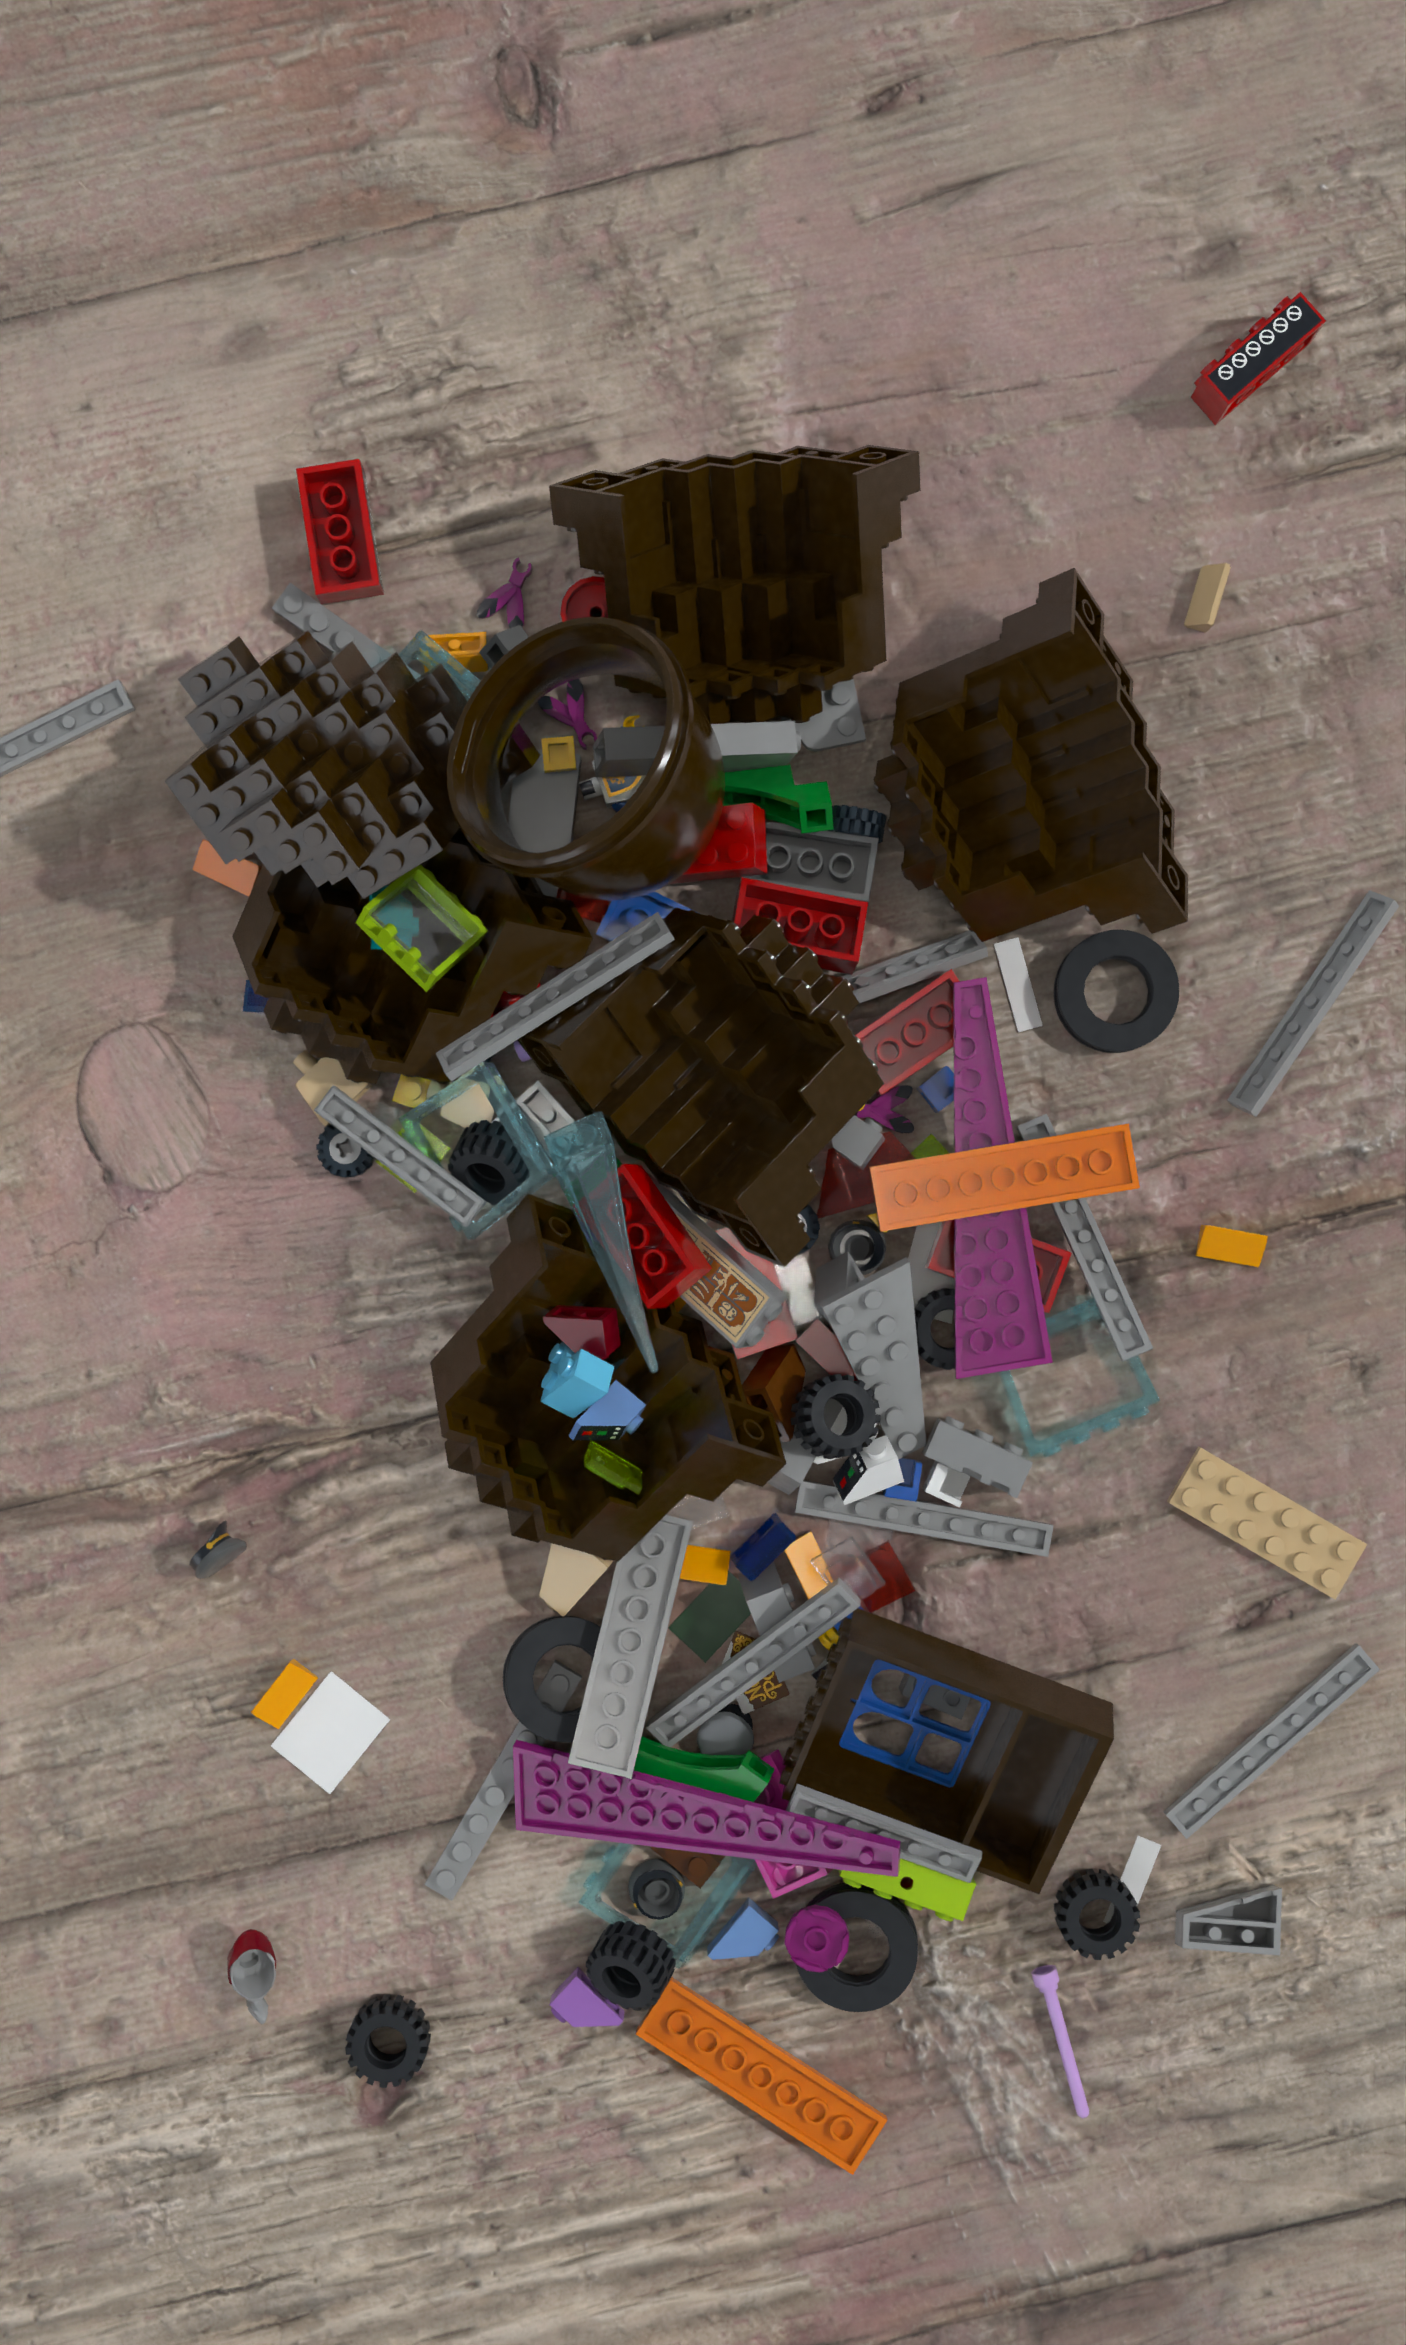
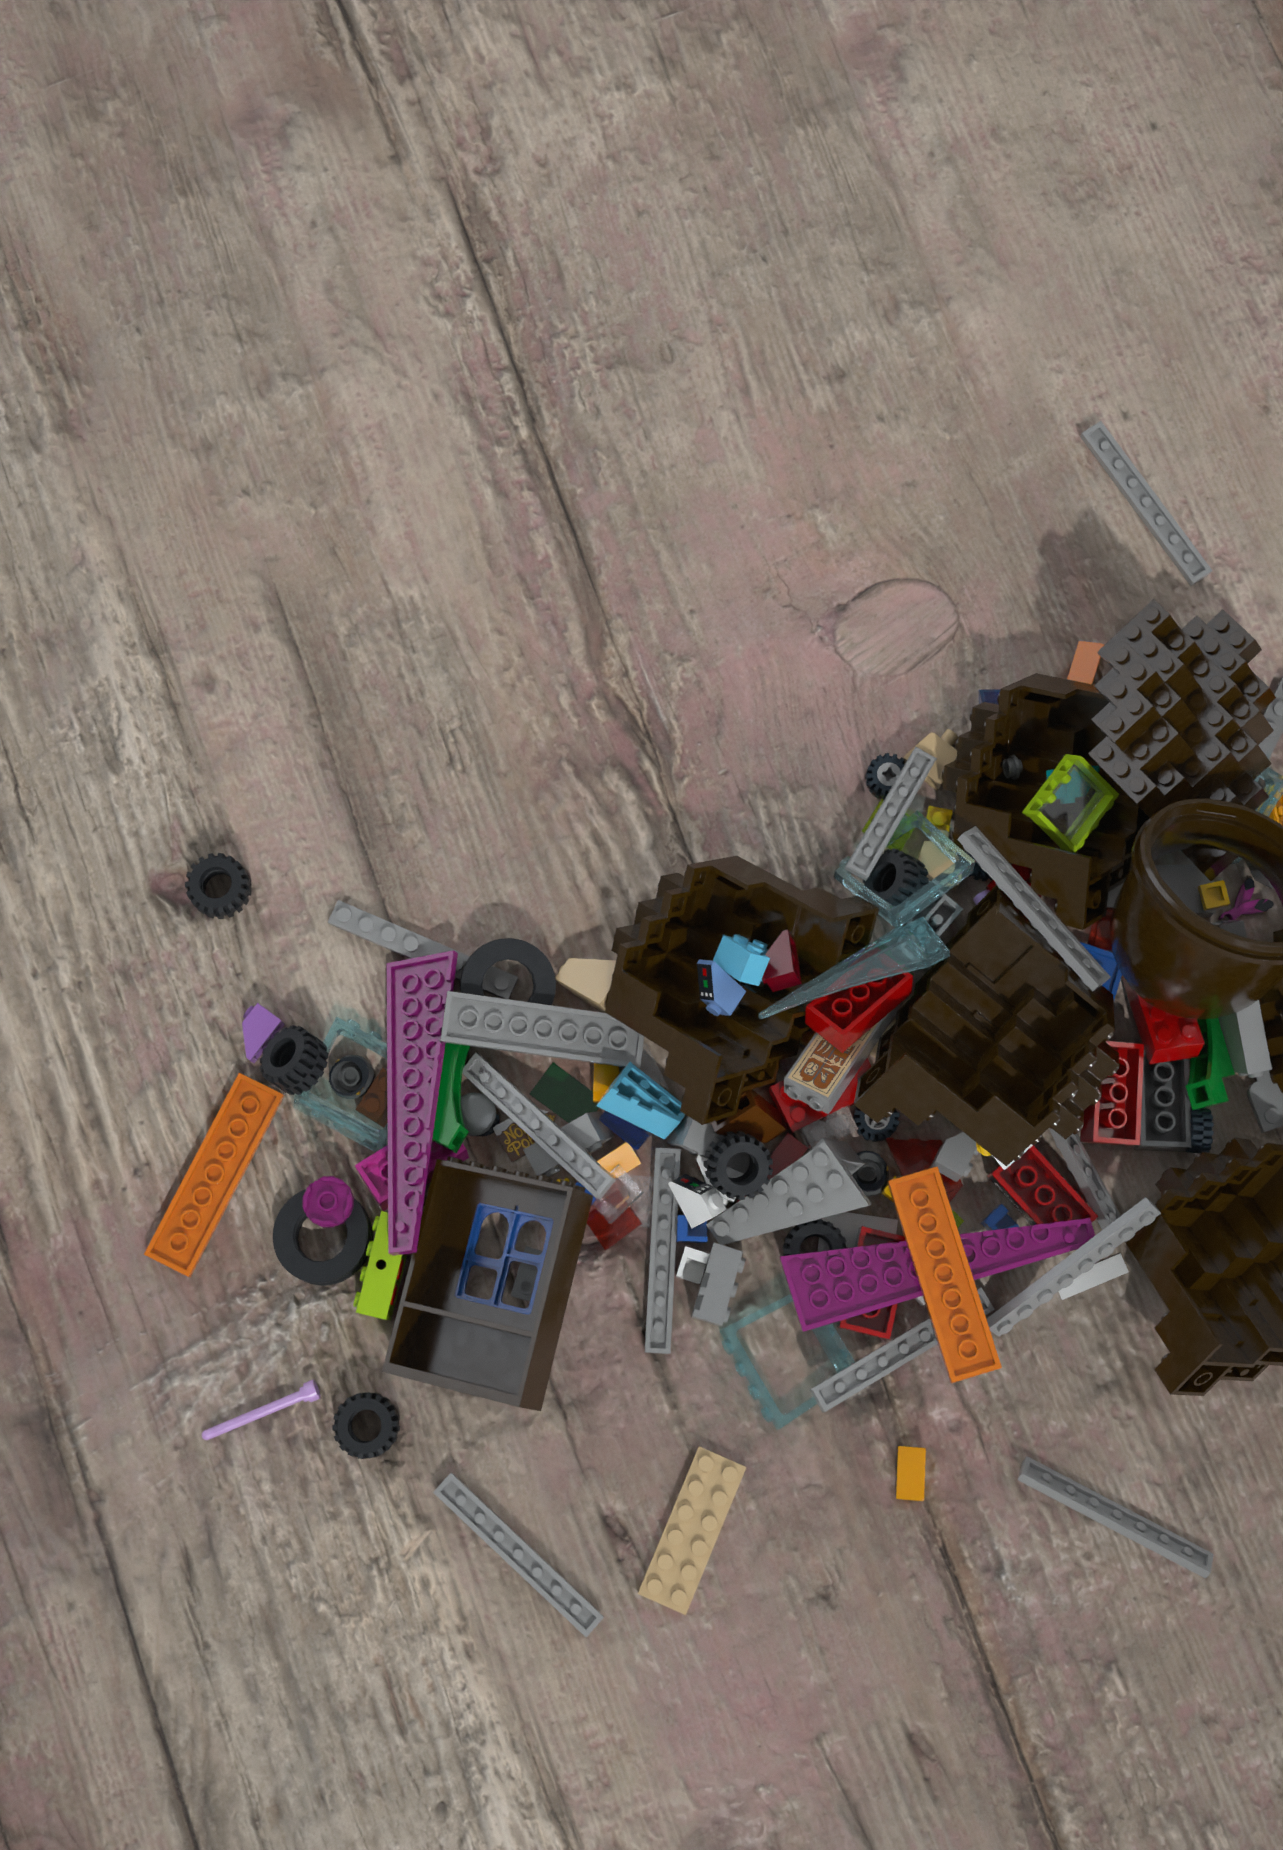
camera: 80 degrees right, 10 degrees down
(217, 1552) = (573, 716): dark grey piece -> none
(252, 1970) = (264, 779): light grey hair -> none
(284, 1694) = (471, 779): light orange slope -> none
(330, 1732) = (444, 817): white sticker -> none
(357, 988) = (1012, 767): none -> dark grey plate
(612, 1468) = (680, 994): clear neon green piece -> none
(737, 1527) = (642, 1102): none -> medium azure wedge
(745, 1933) = (324, 1149): medium blue slope -> none
(880, 1109) = (976, 1179): magenta piece -> none
(916, 1844) = (413, 1265): light grey tile -> none
(1008, 1006) = (1071, 1267): none -> light grey plate
(1137, 1869) = (401, 1457): white sticker -> none
(1159, 977) = (1135, 1347): black tyre -> none
(1234, 1923) = (369, 1539): light grey wedge -> none

